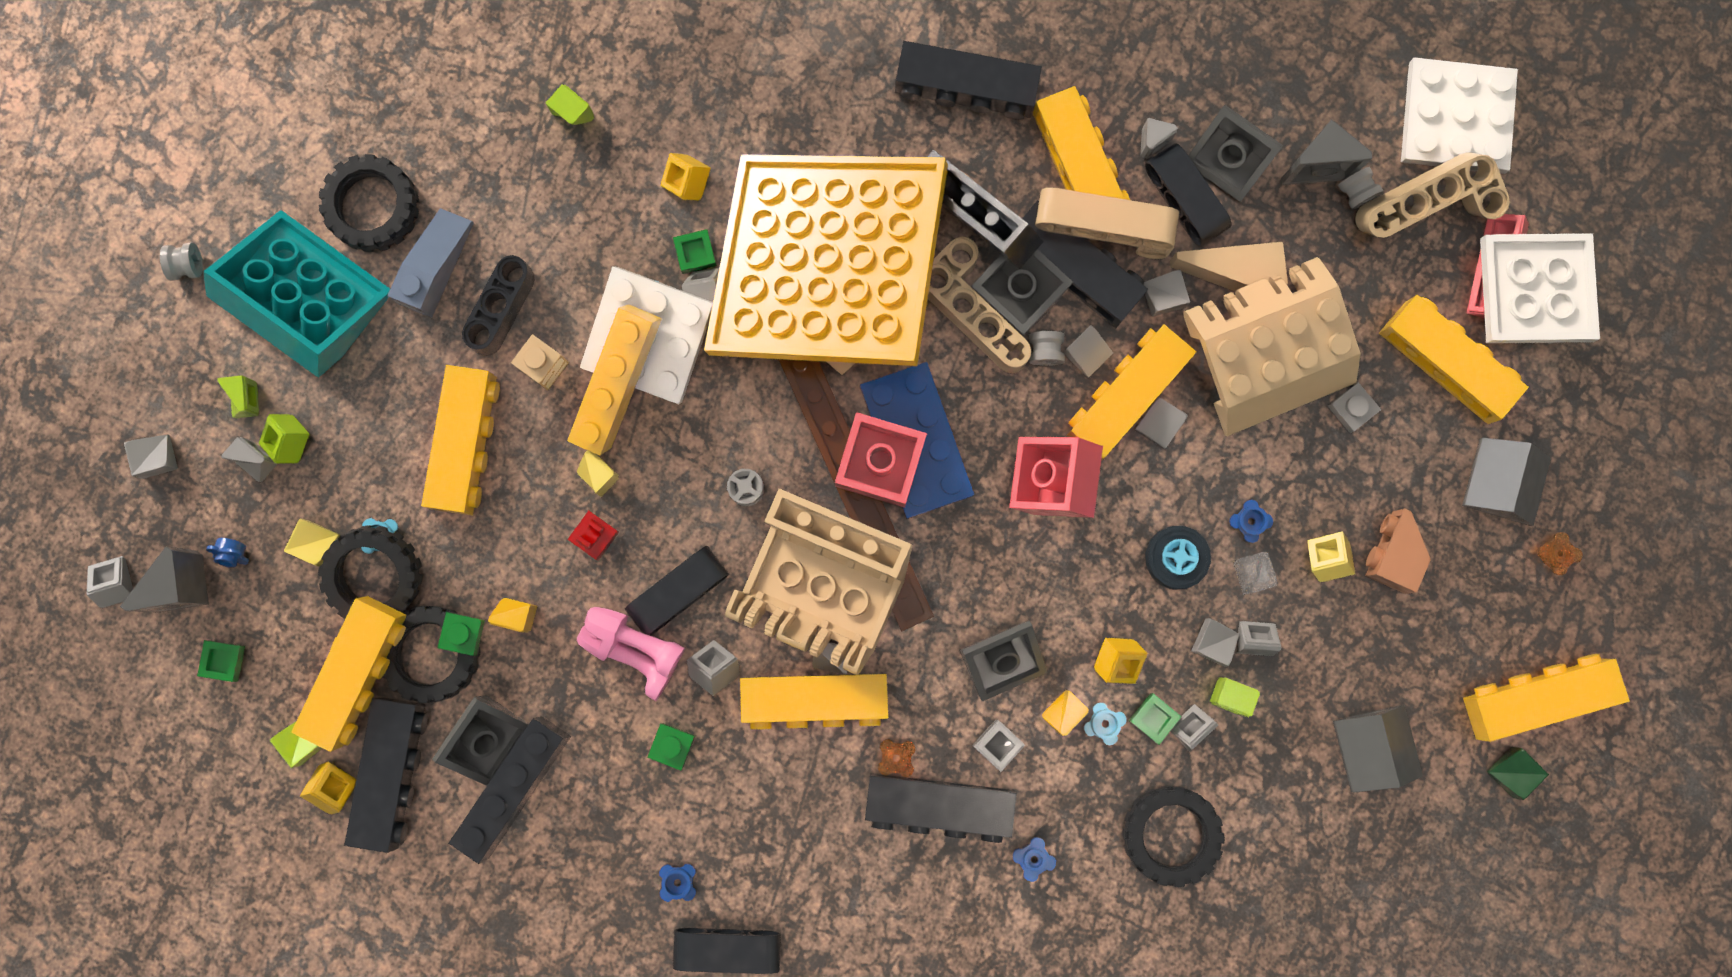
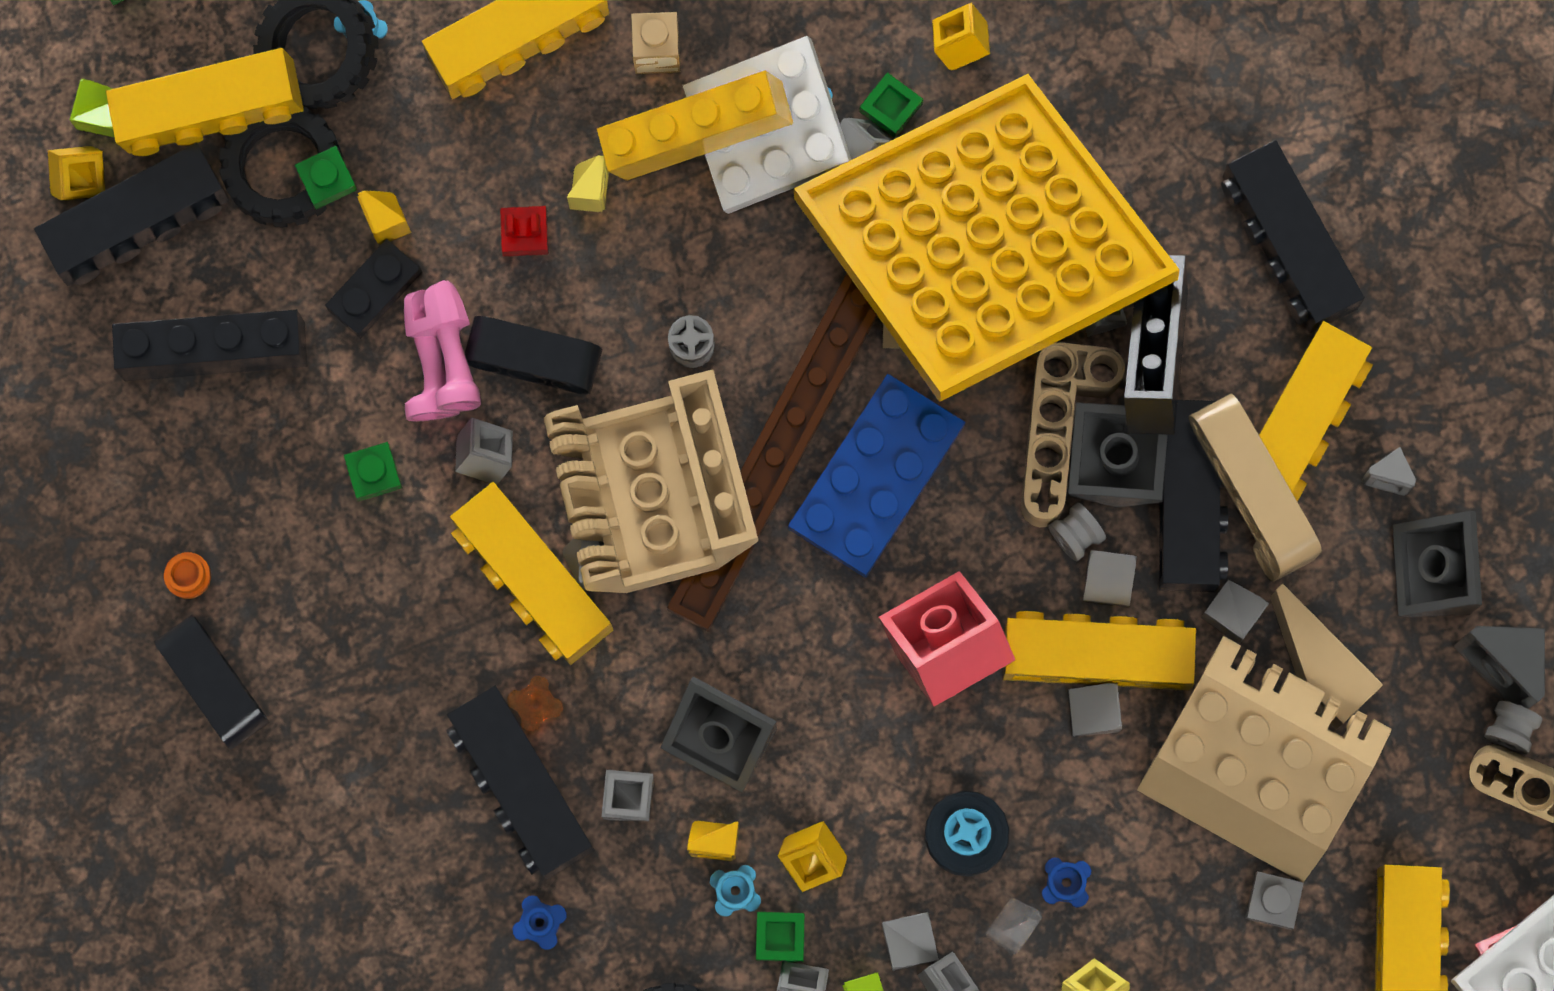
camera: 55 degrees right, 5 degrees down
(480, 740) = (235, 276): dark grey slope -> none
(555, 657) = (373, 288): none -> black plate
(646, 913) = (187, 575): none -> orange plate
(670, 890) = (241, 569): blue plate -> none
(880, 459) = (821, 447): coral brick -> none
(1189, 193) = (1357, 553): black beam -> none

